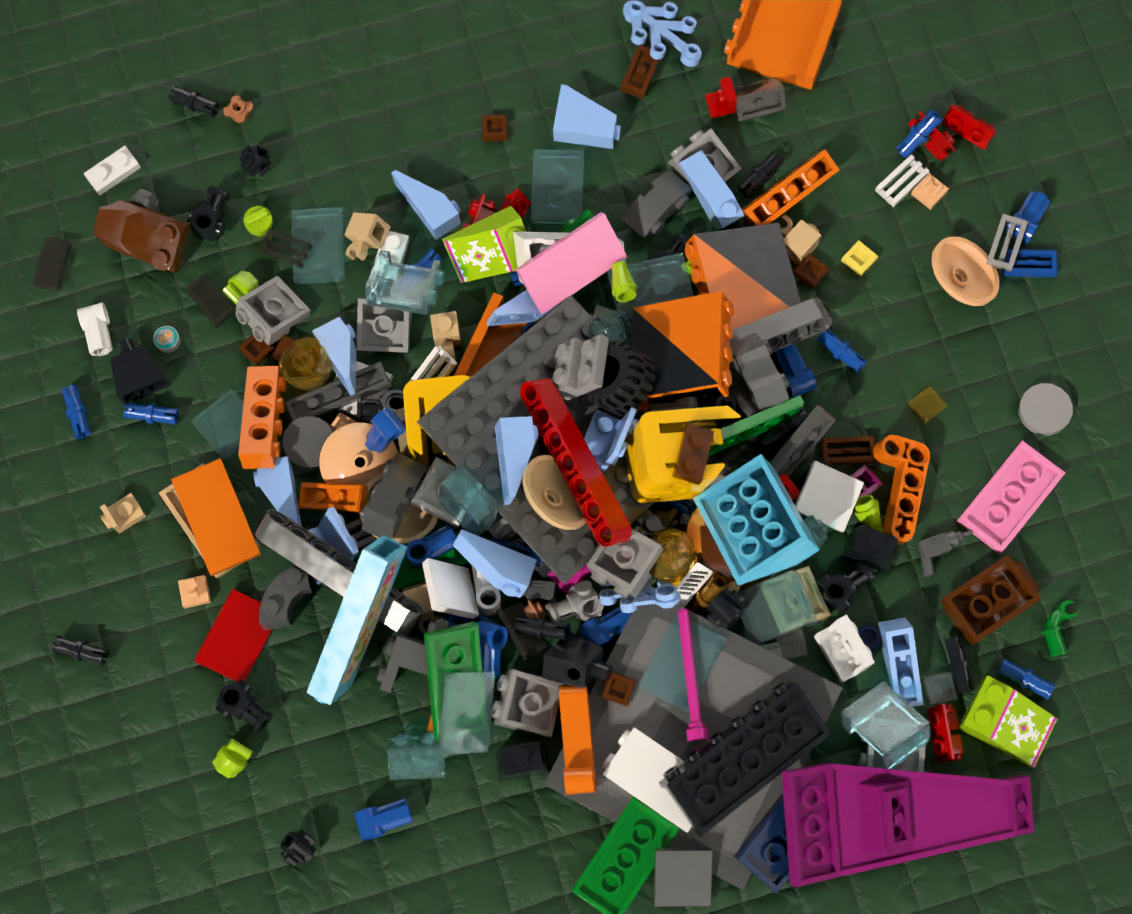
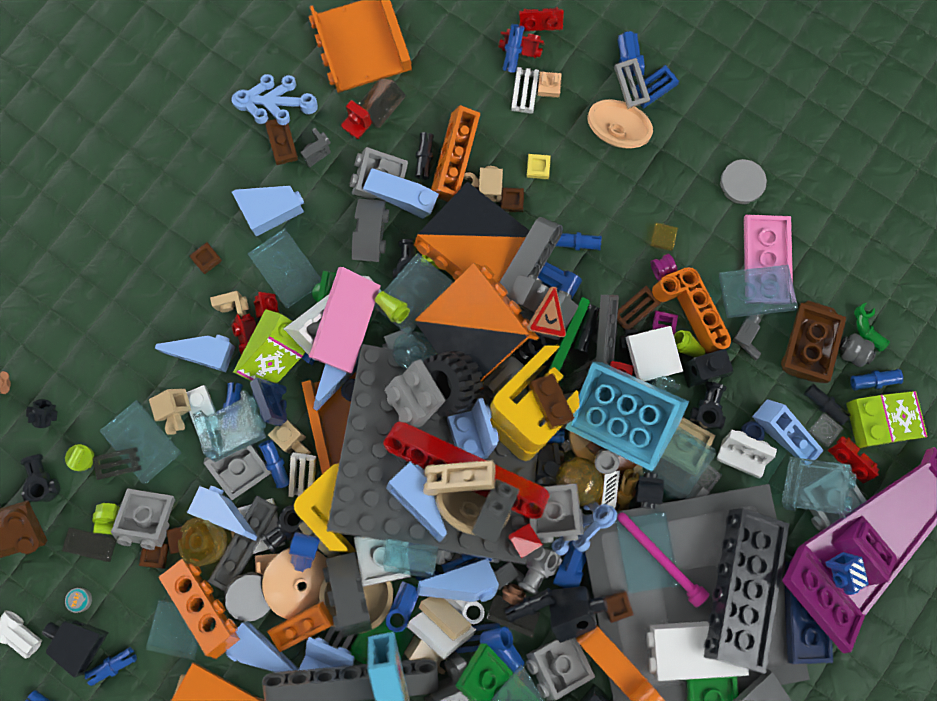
camera: 40 degrees left, 5 degrees up
(417, 345) = (274, 463): none -> blue pin
(454, 287) = (270, 401): none -> dark blue wing
(461, 581) = (445, 616): none -> tan tile
(485, 178) = (228, 301): none -> tan bracket
(562, 457) = (459, 477): none -> tan plate
(570, 506) = (495, 511): none -> dark grey brick
(579, 560) = (525, 540): none -> slope
(666, 102) = (316, 151): none -> dark grey bracket
(706, 552) = (606, 461): none -> light grey tile
(750, 383) = (548, 316): none -> piece
(850, 817) = (848, 572): none -> blue brick
(904, 428) = (663, 266): none -> magenta wheel
(975, 515) = (757, 291): none -> clear light blue tile
(1028, 637) = (857, 350): none -> dark grey piece

